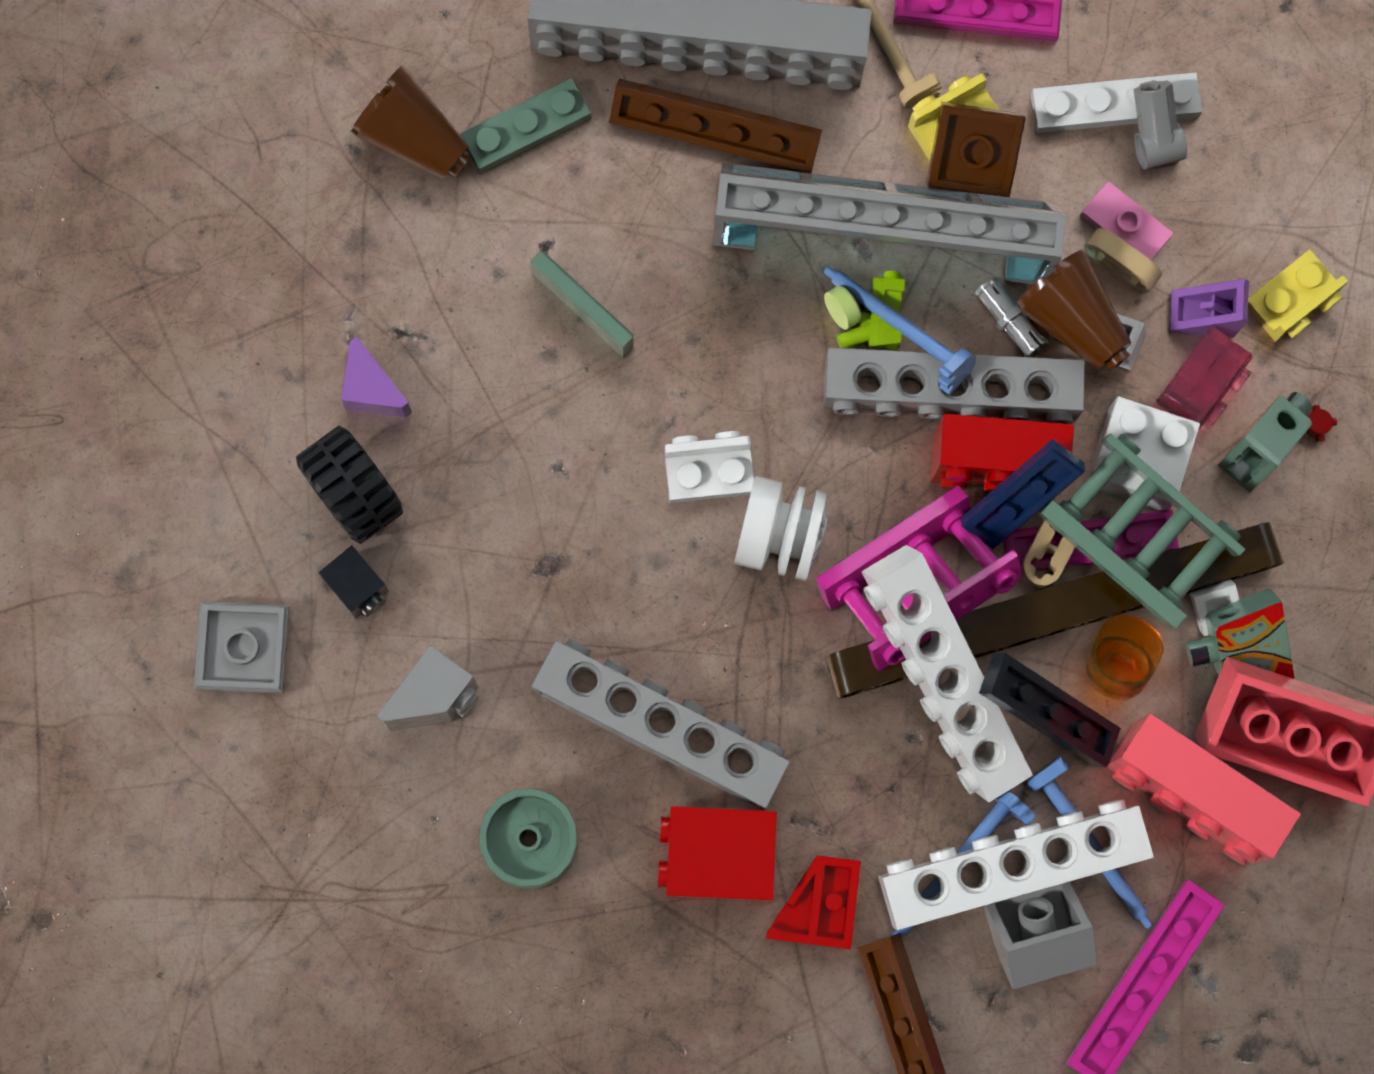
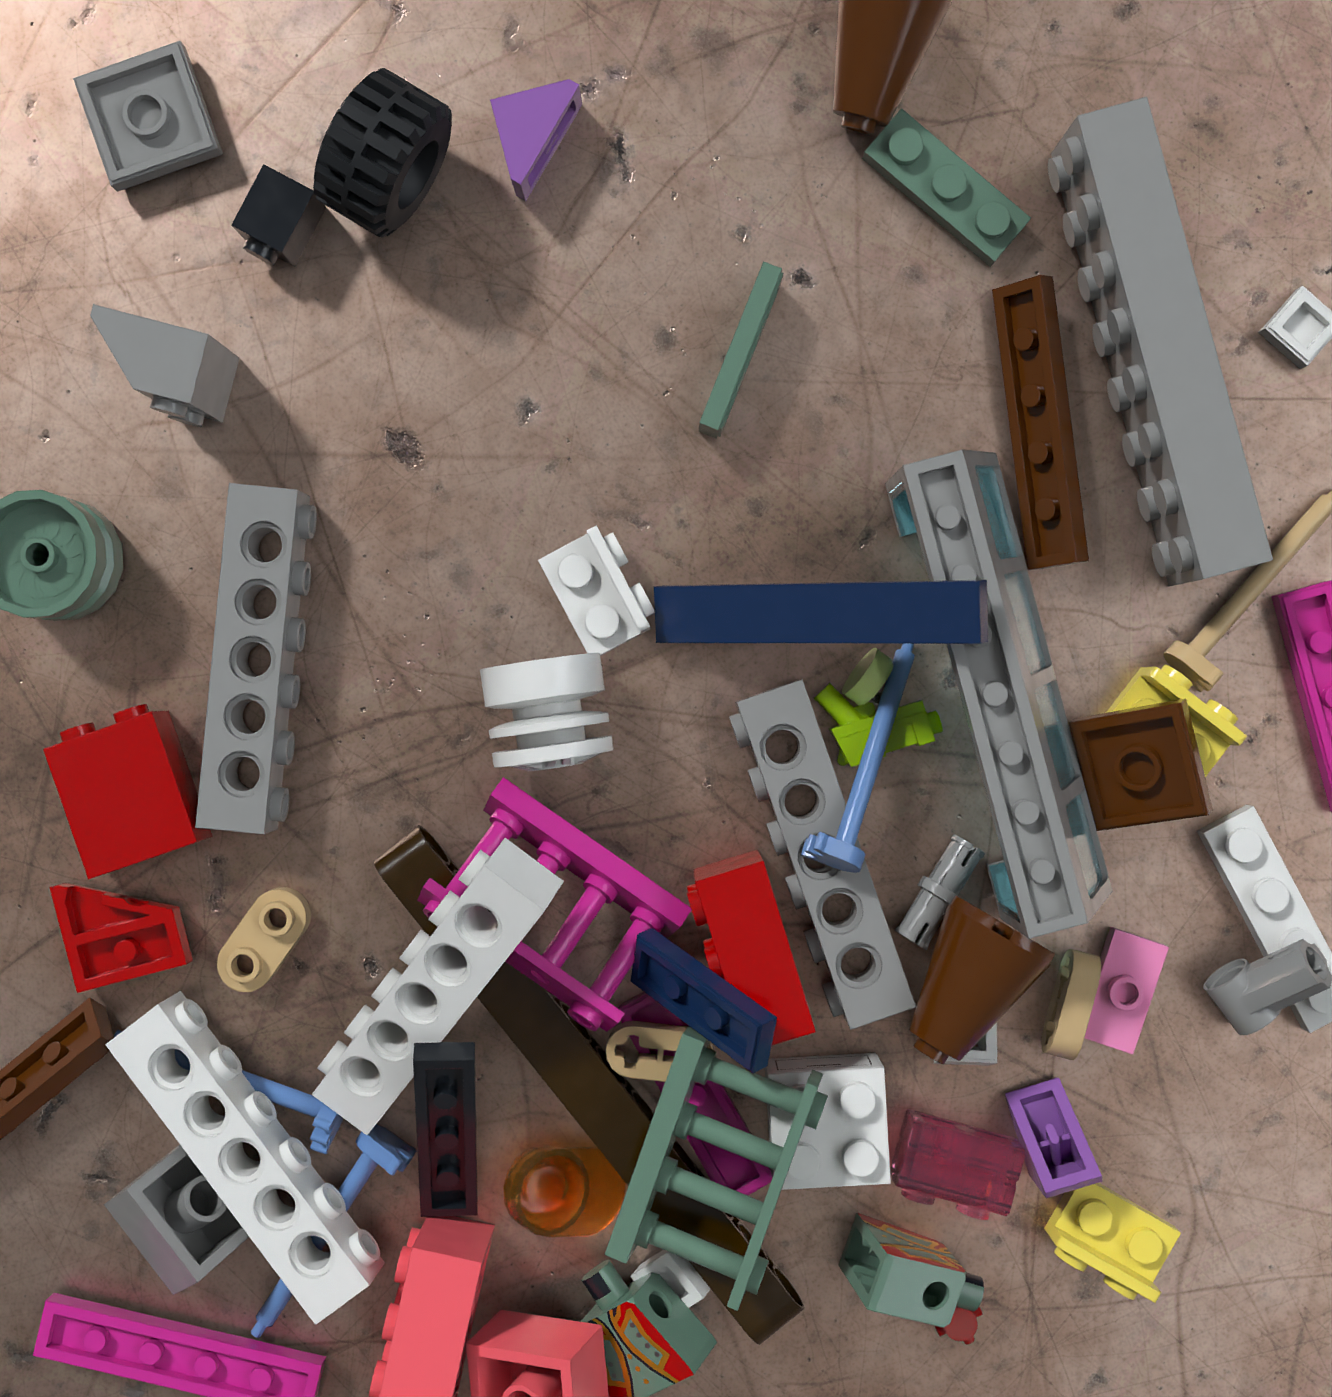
camera: 75 degrees right, 10 degrees up
(788, 314) = (824, 612): none -> dark blue tile
(861, 804) = (263, 941): none -> tan plate

